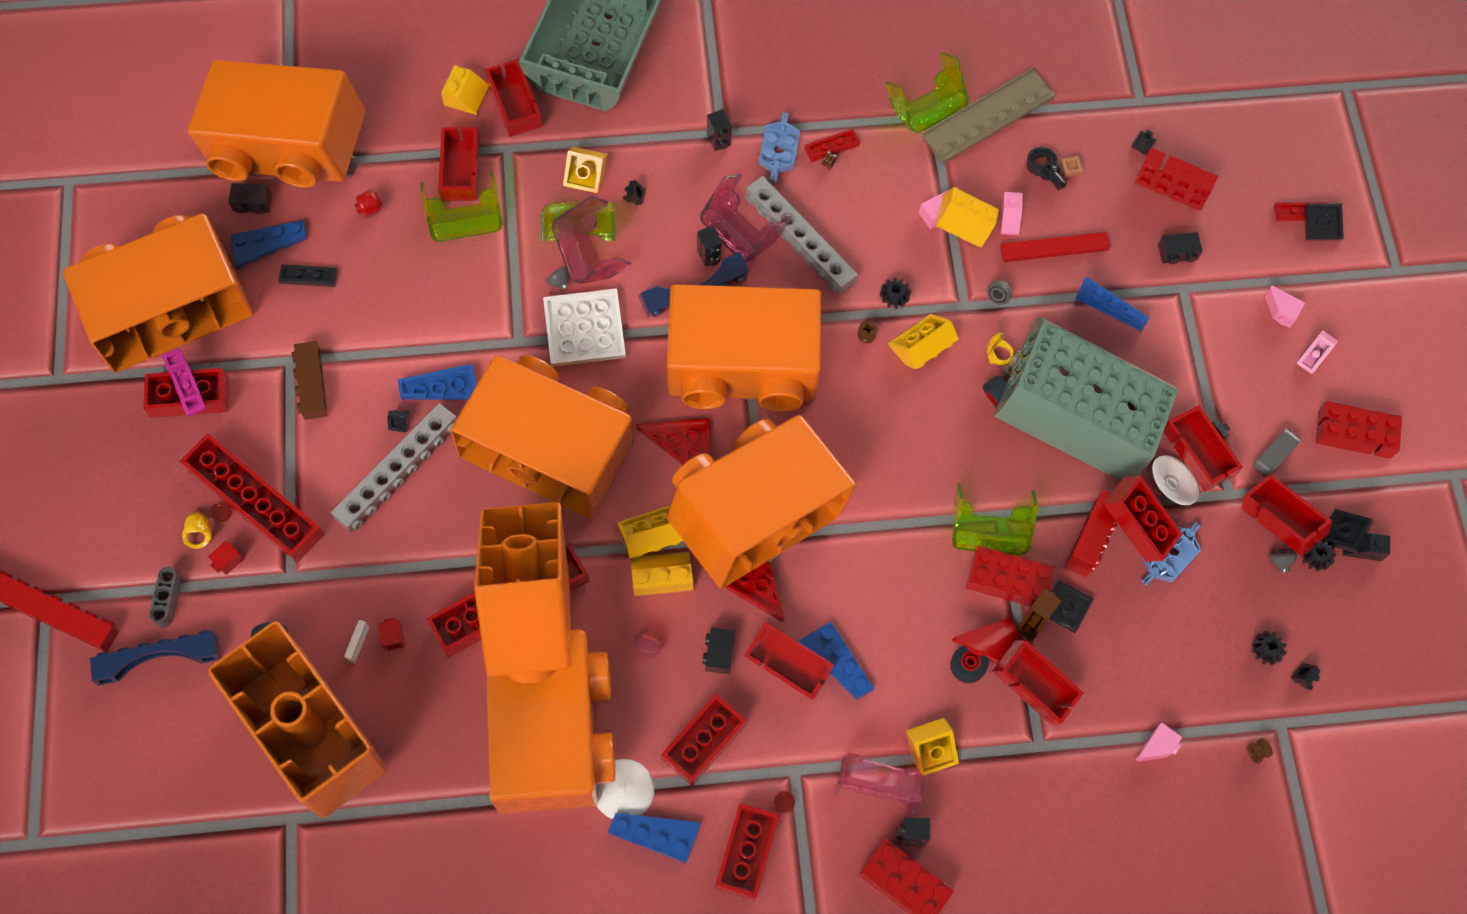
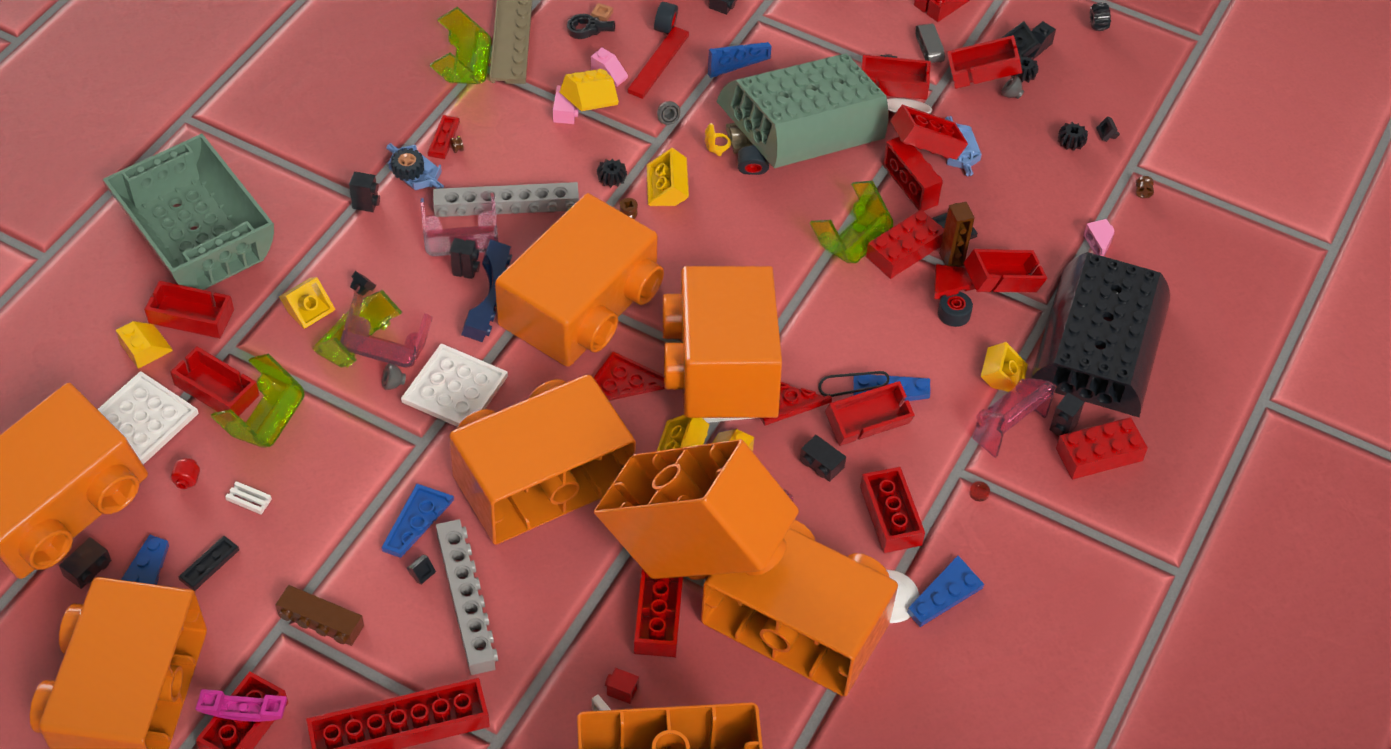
camera: 55 degrees left, 15 degrees down
(379, 247) = (249, 494): none -> white tile
(398, 139) = (147, 414): none -> white plate
(747, 851) = (1006, 534): red brick -> none
(777, 135) = (407, 164): none -> black wheel
(825, 620) = (853, 374): none -> black piece
(1033, 841) = (1086, 294): none -> black slope
(1107, 218) = (665, 17): none -> black wheel
(1449, 585) = (1100, 16): none -> black gear

